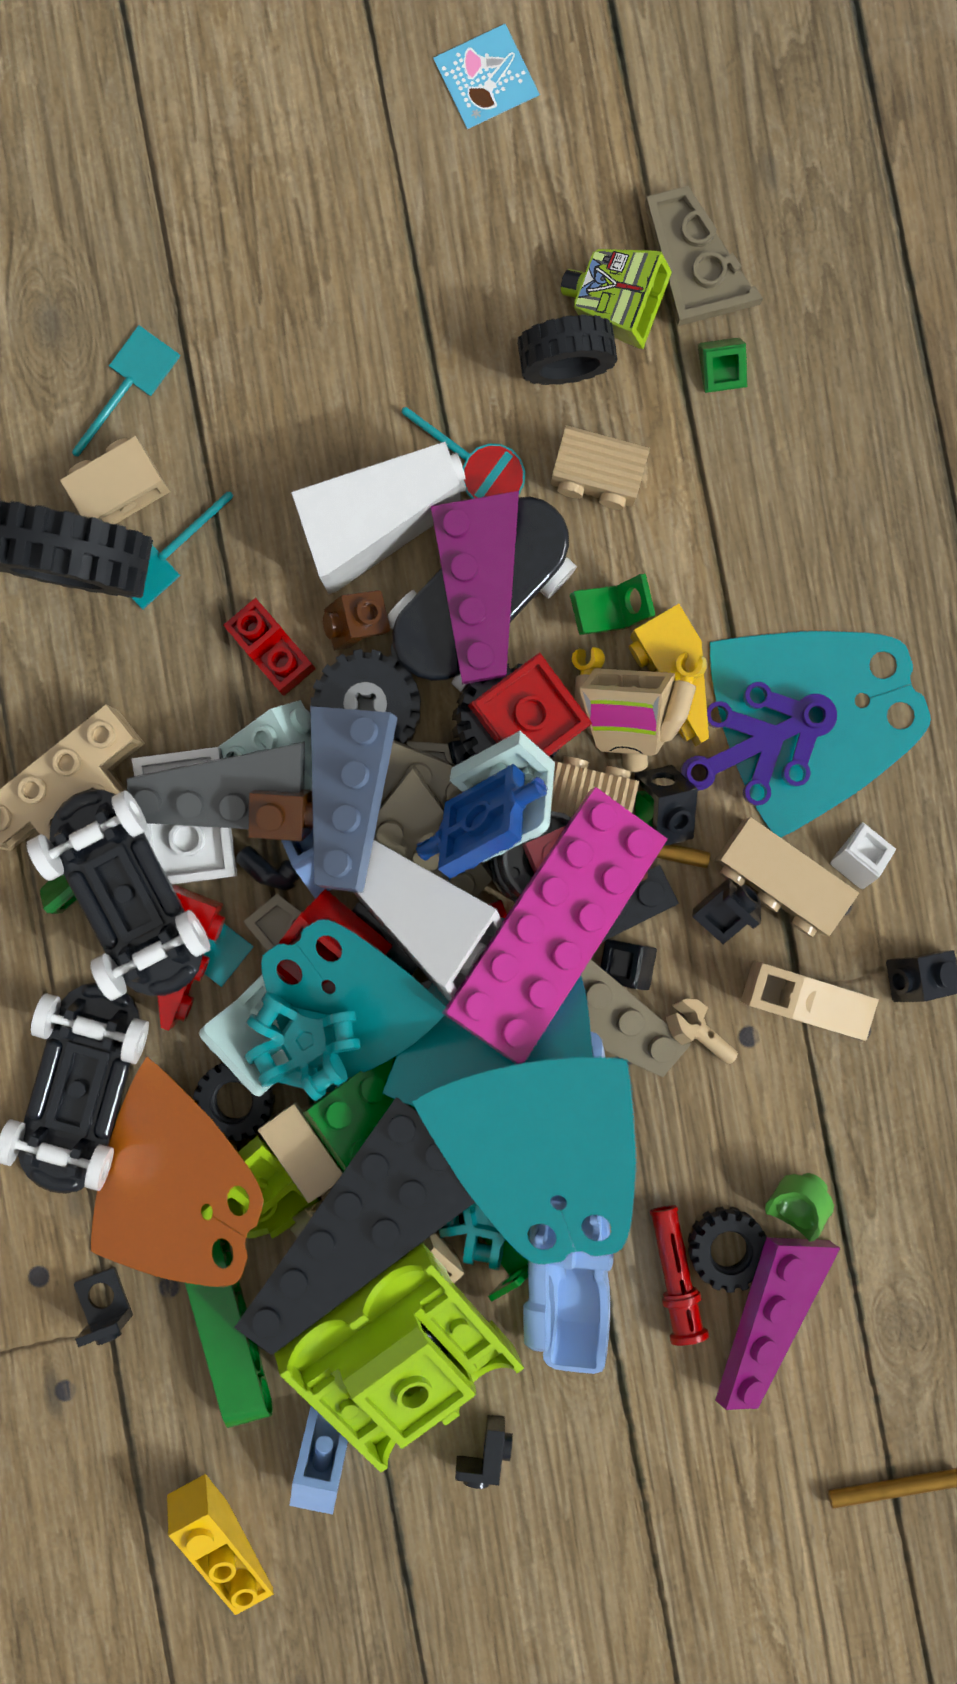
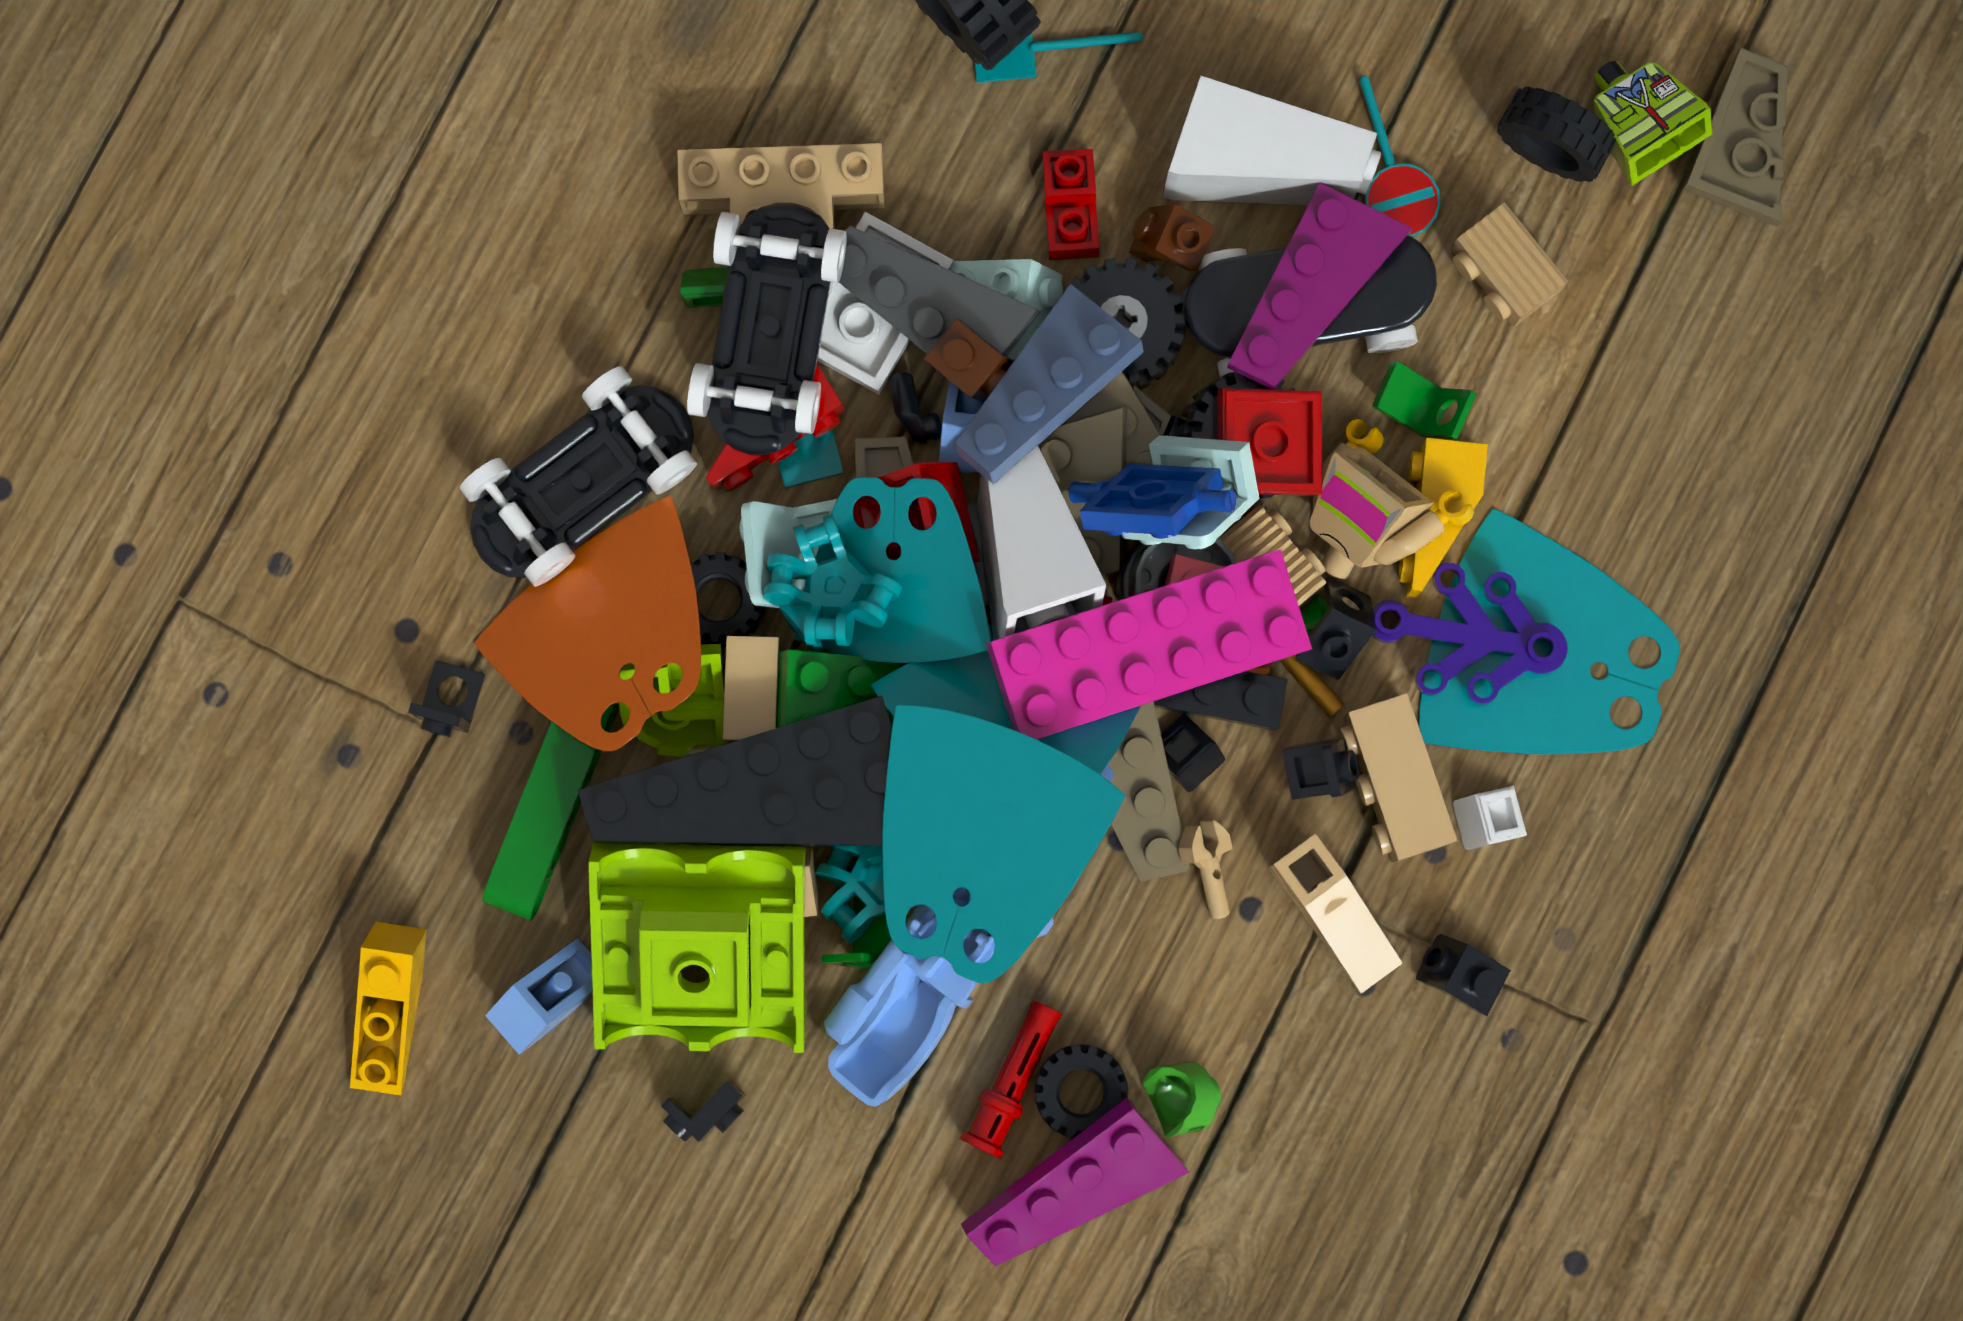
camera: 30 degrees right, 5 degrees down
(723, 364) = (1699, 257): green slope -> none

